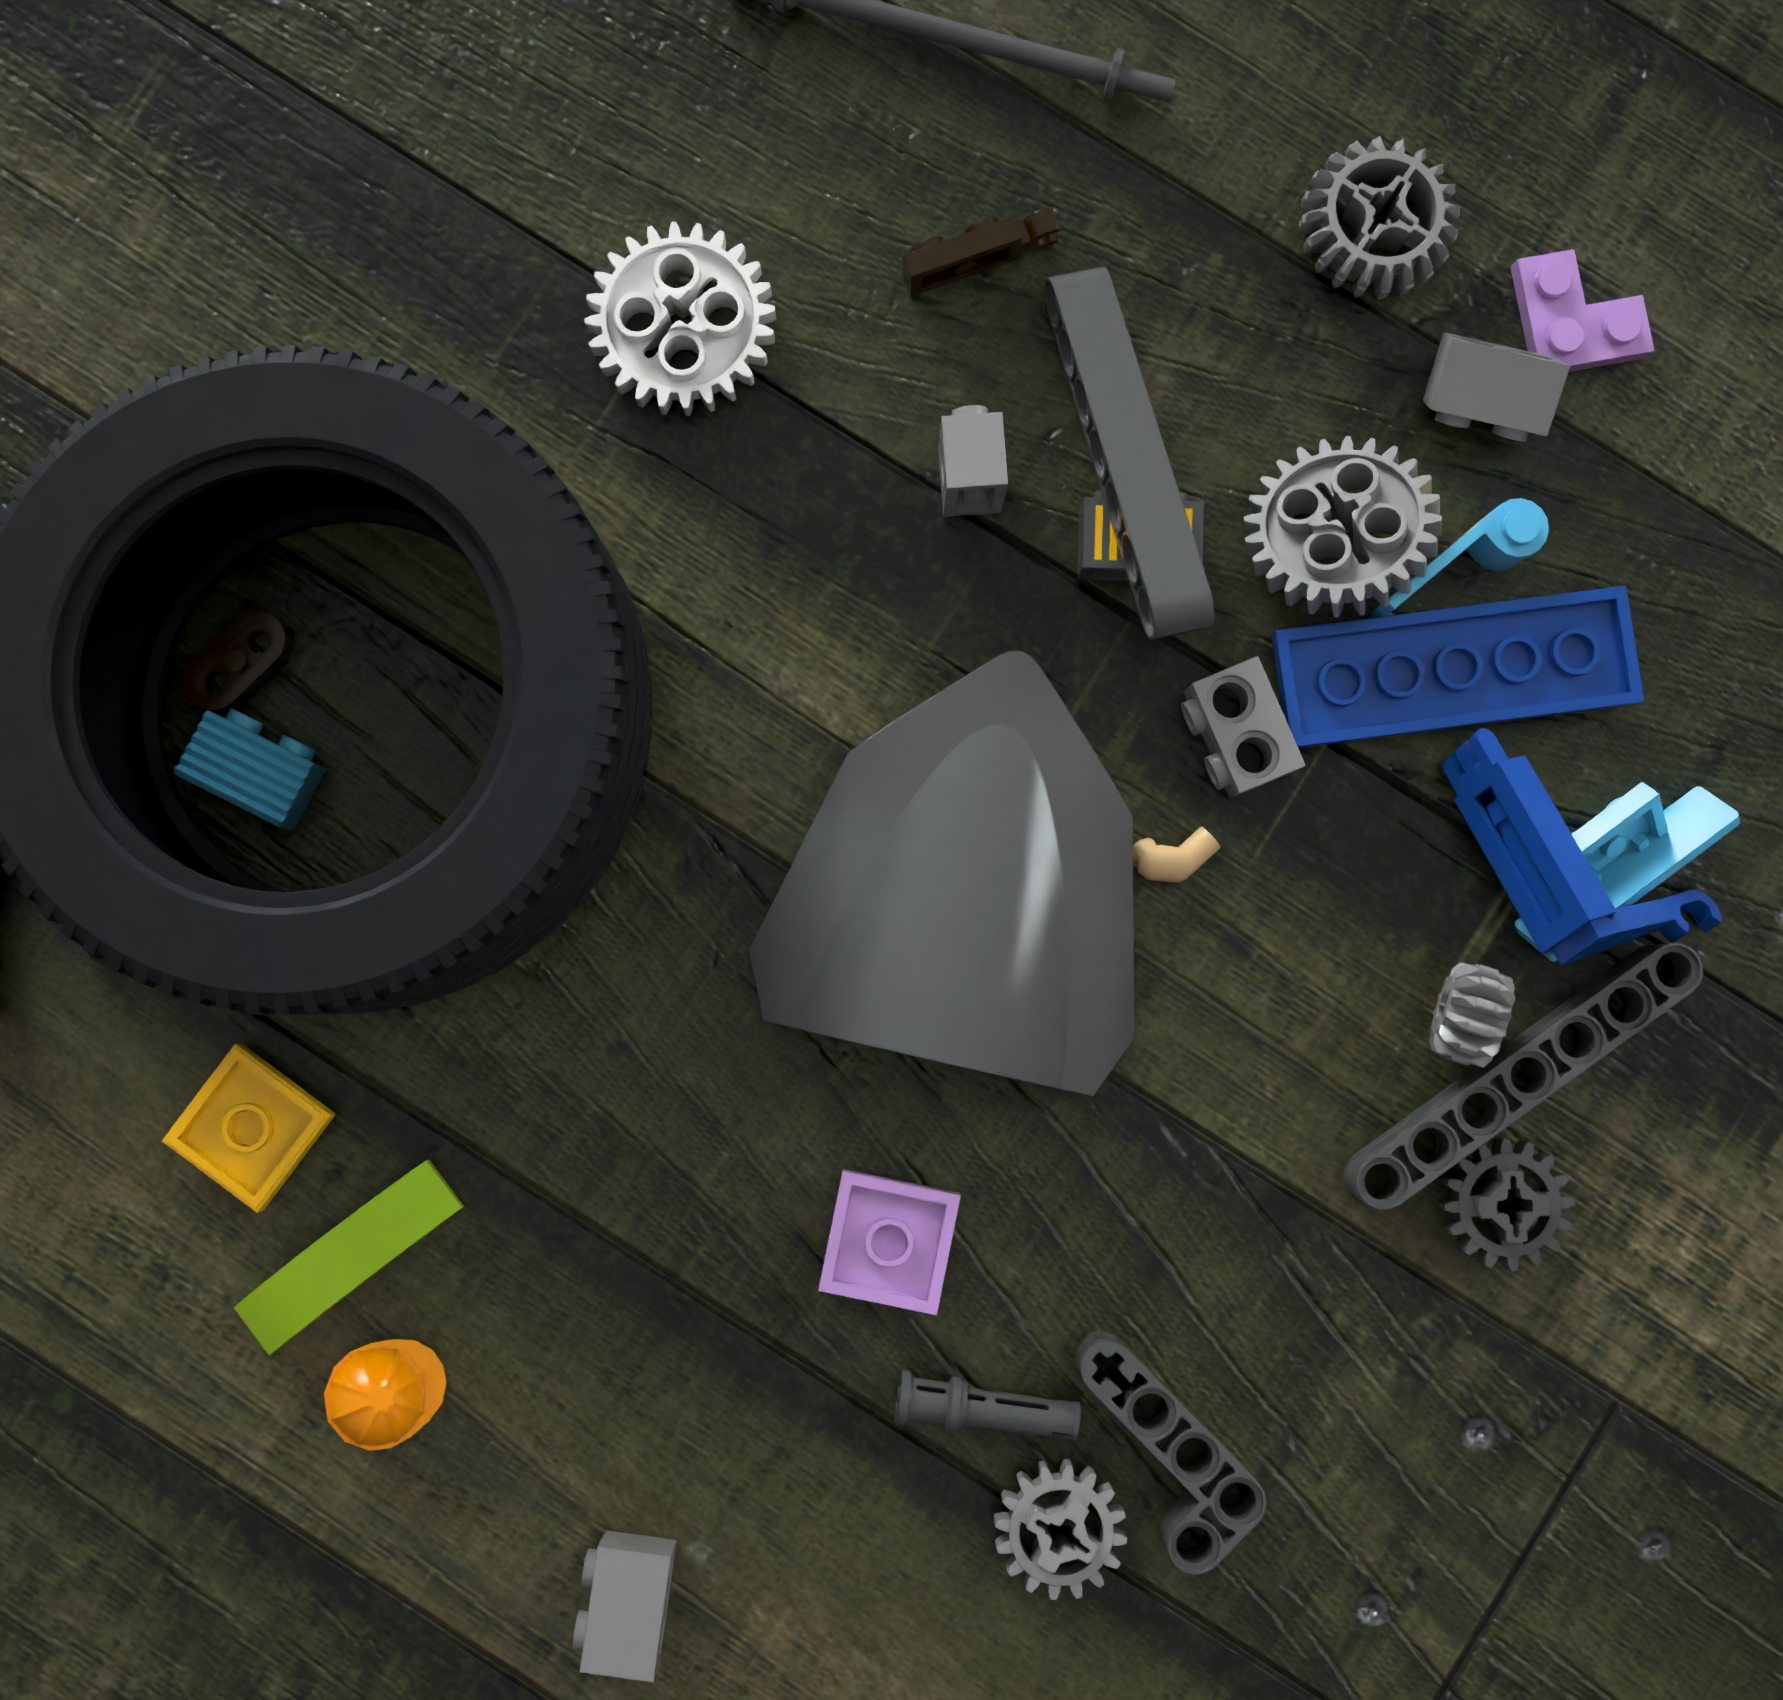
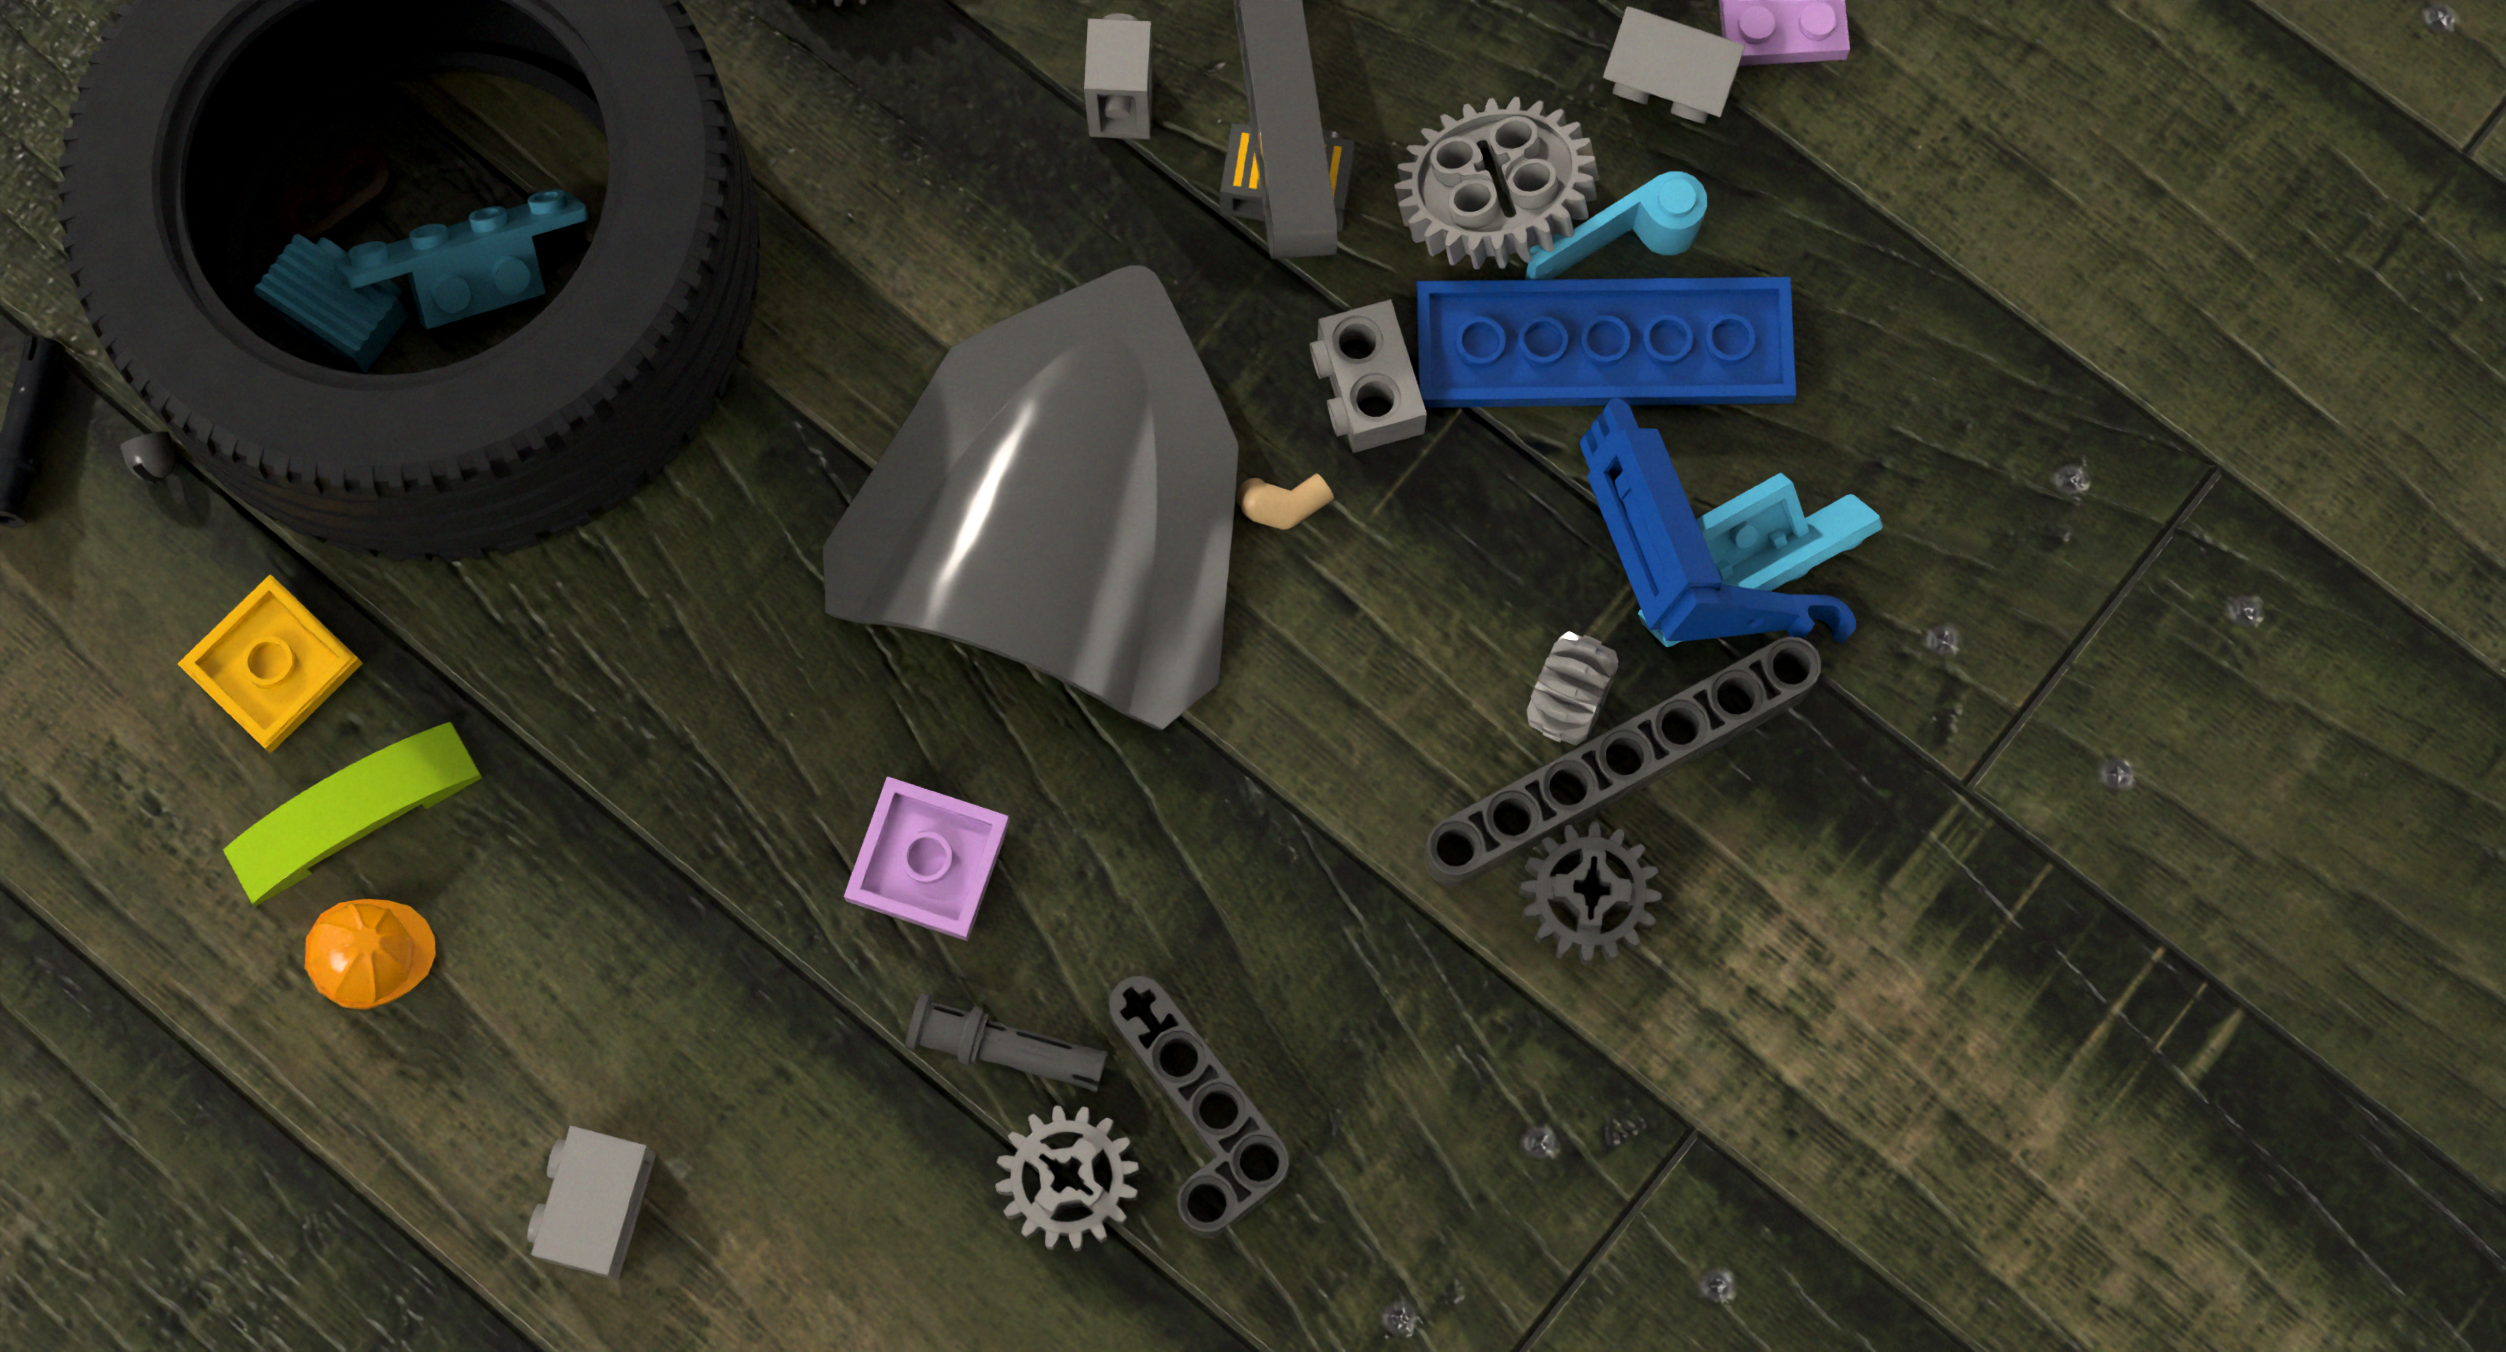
camera: 10 degrees right, 10 degrees down
(373, 718) = (467, 264): none -> medium azure bracket

